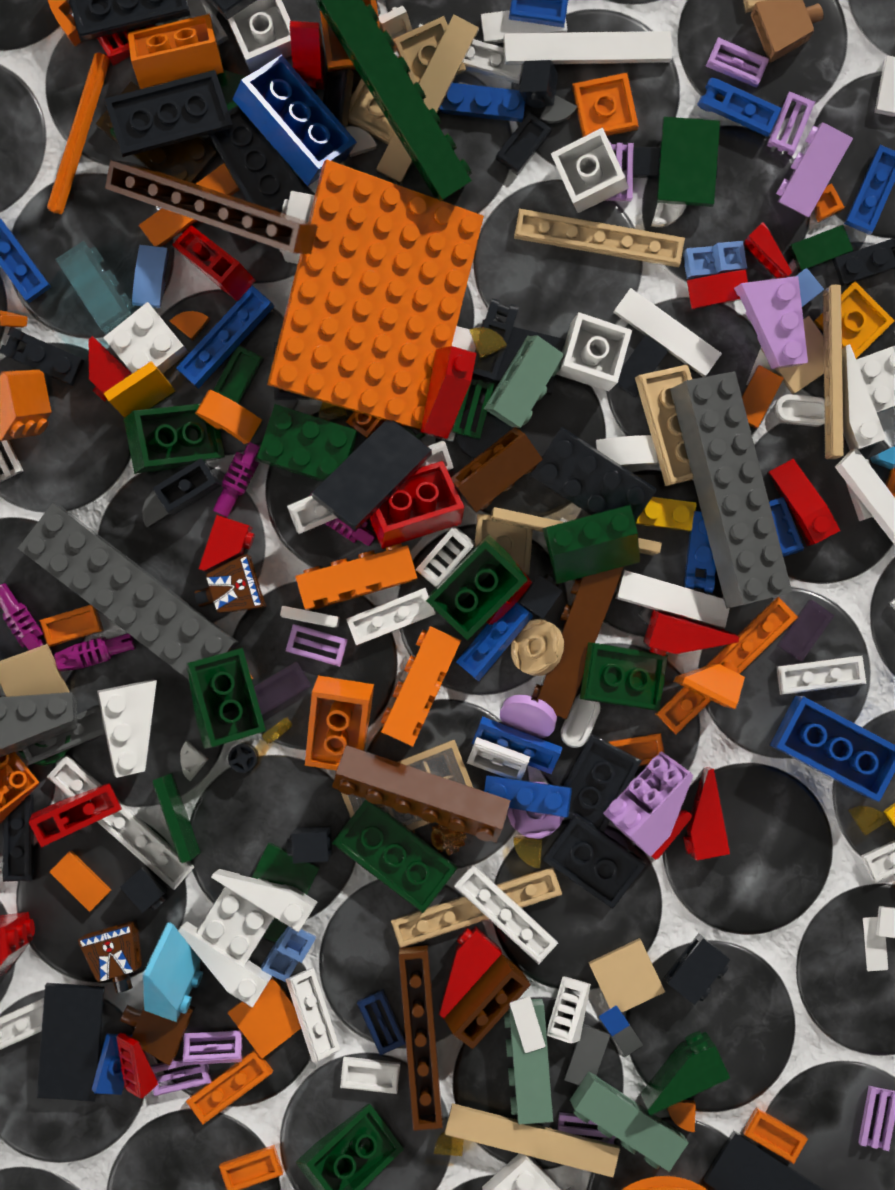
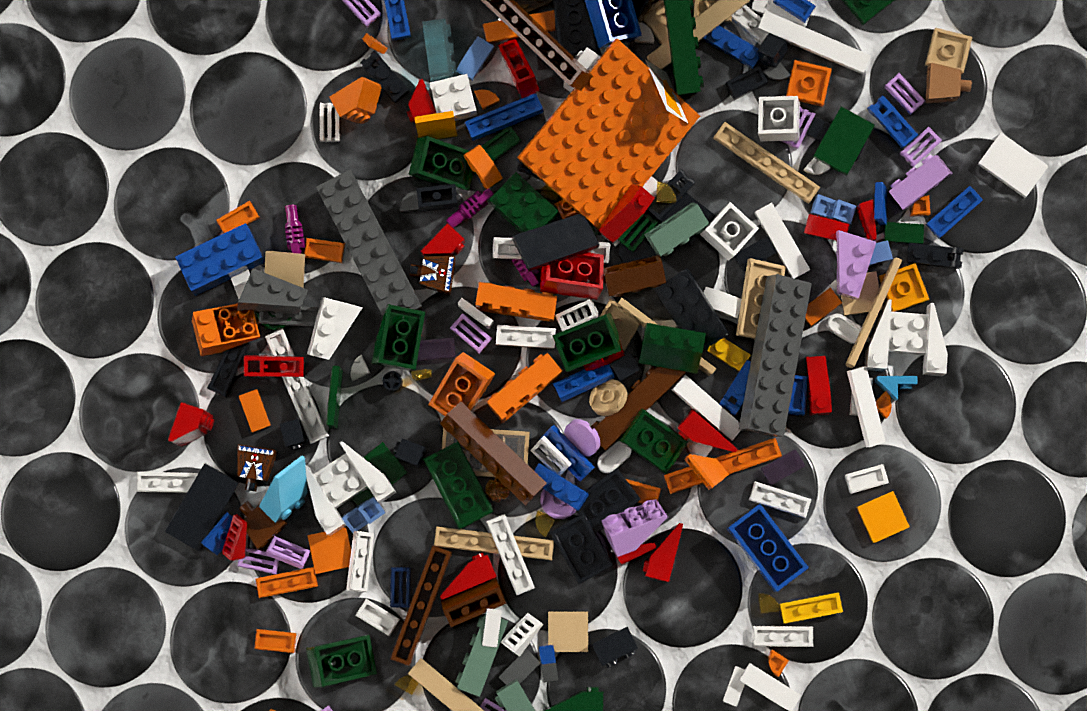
camera: 25 degrees right, 5 degrees down
(92, 652) = (330, 272): magenta hinge -> none
(431, 208) = (668, 97): none -> white sticker
(774, 222) = (880, 210): none -> blue tile

